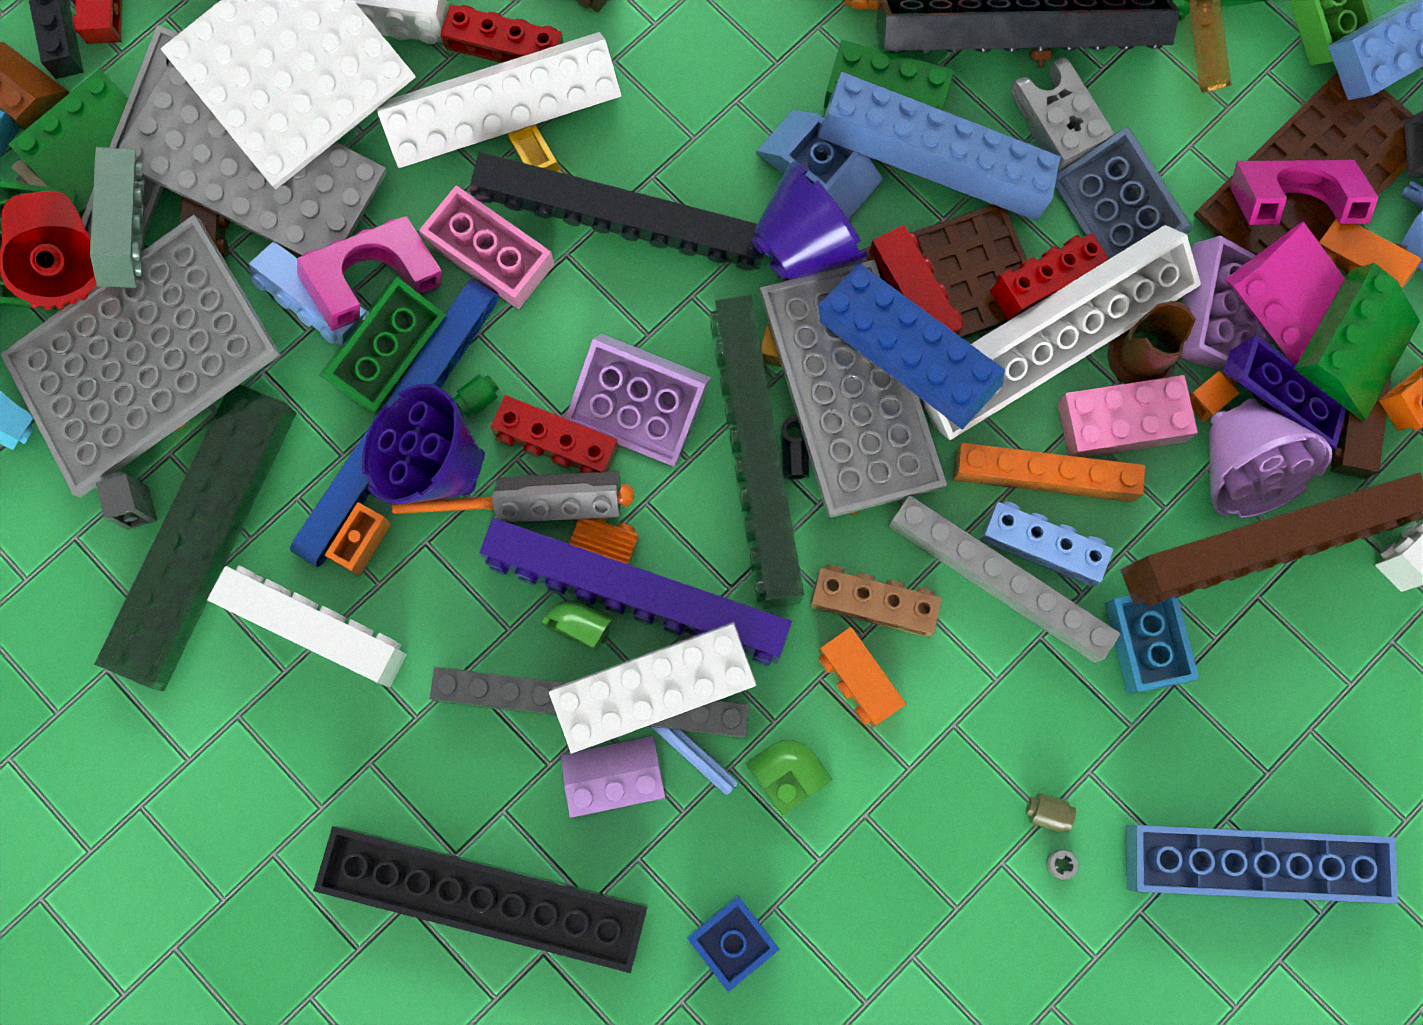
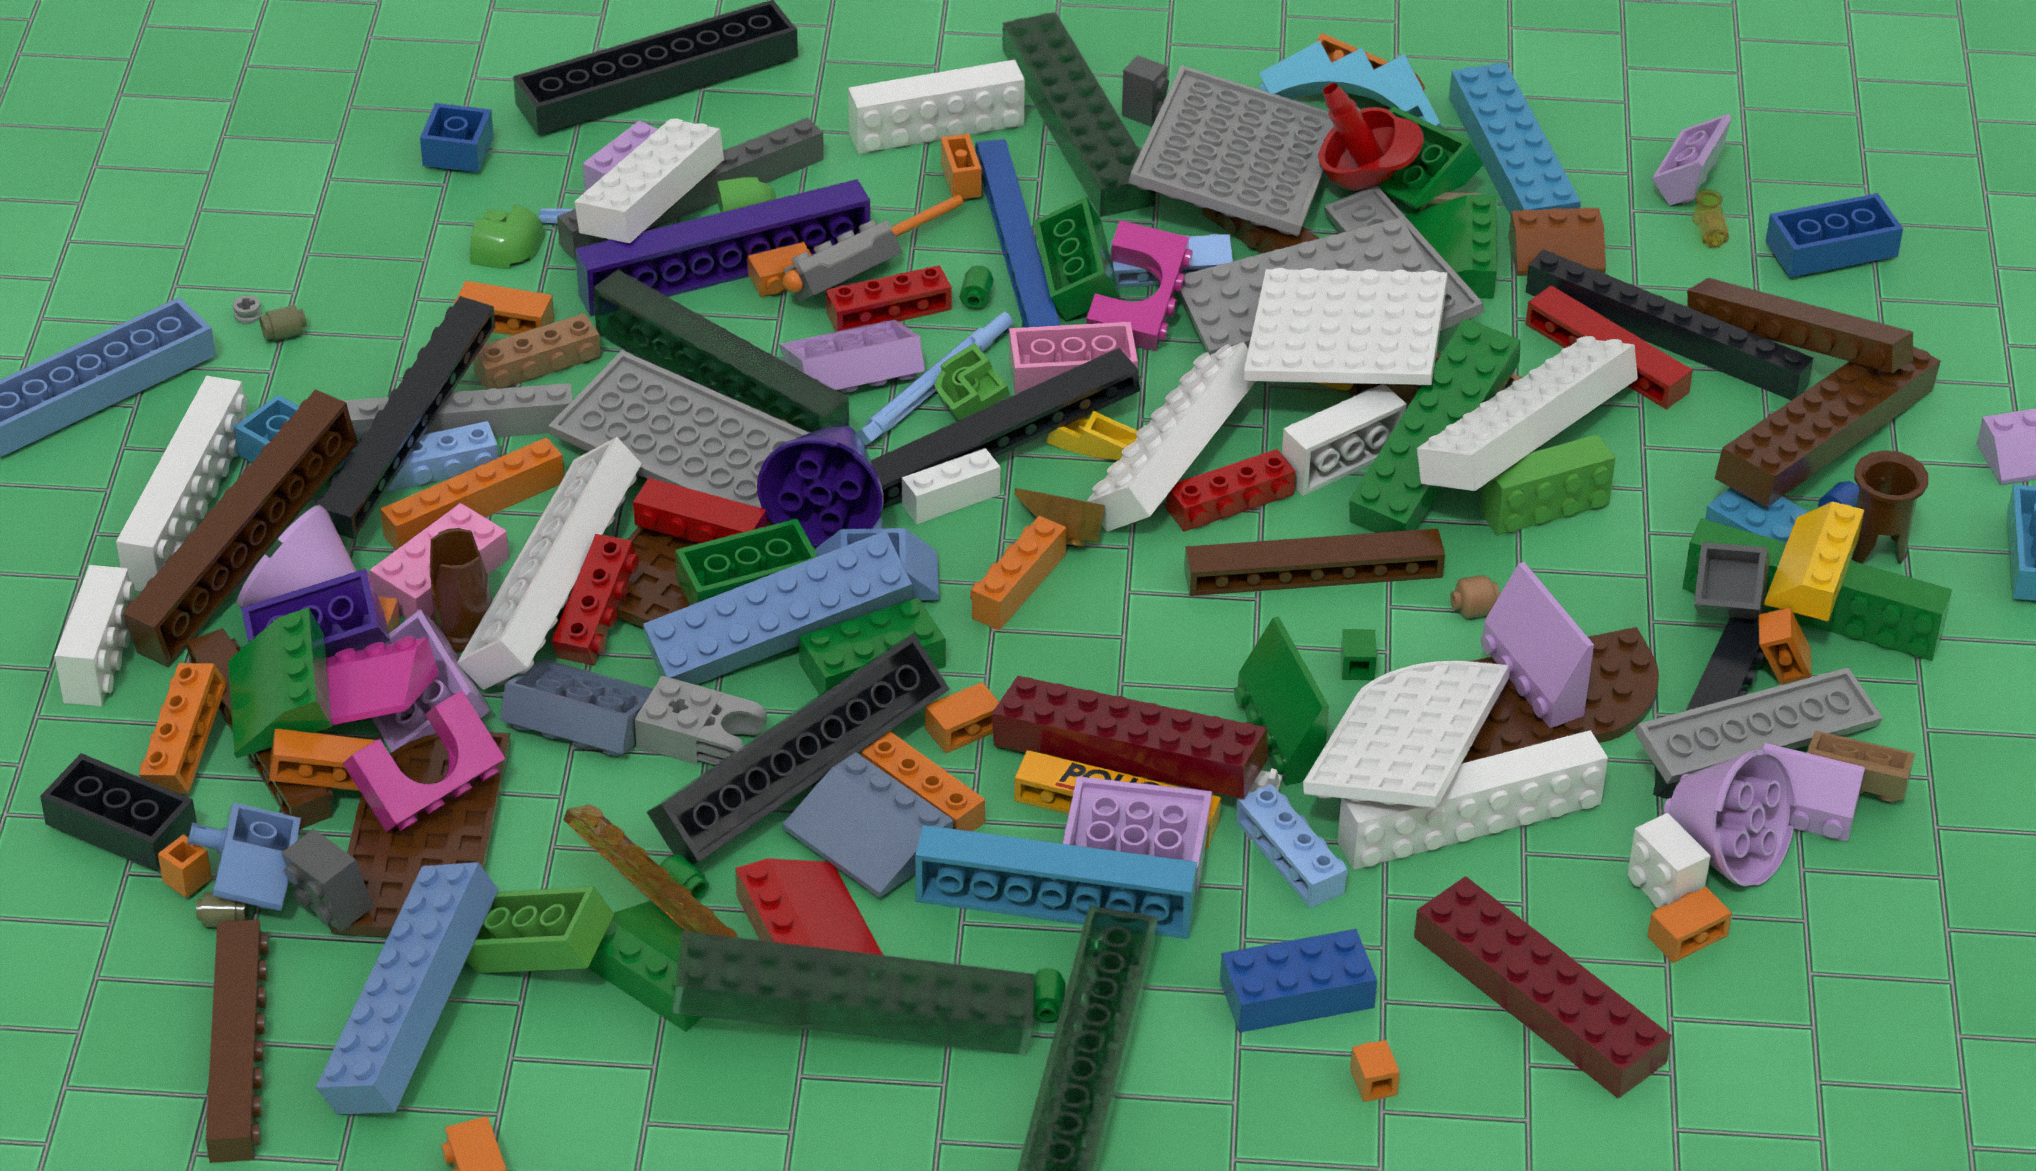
camera: 140 degrees right, 35 degrees down
(117, 217) = (1341, 176): sand green brick -> none
(421, 449) = (960, 207): dark purple cone -> none
(588, 282) = (969, 383): none -> bright green brick
(594, 326) = (924, 386): none -> light blue piece
(643, 108) = (1079, 517): none -> pearl gold slope
(694, 192) = (950, 486): none -> white brick
(723, 78) = (1018, 572): none -> orange brick
(911, 345) = (661, 444): blue brick -> none
(928, 203) = (739, 559): none -> green brick
(1060, 565) = (407, 415): none -> black brick
(1271, 654) = (183, 480): none -> white brick

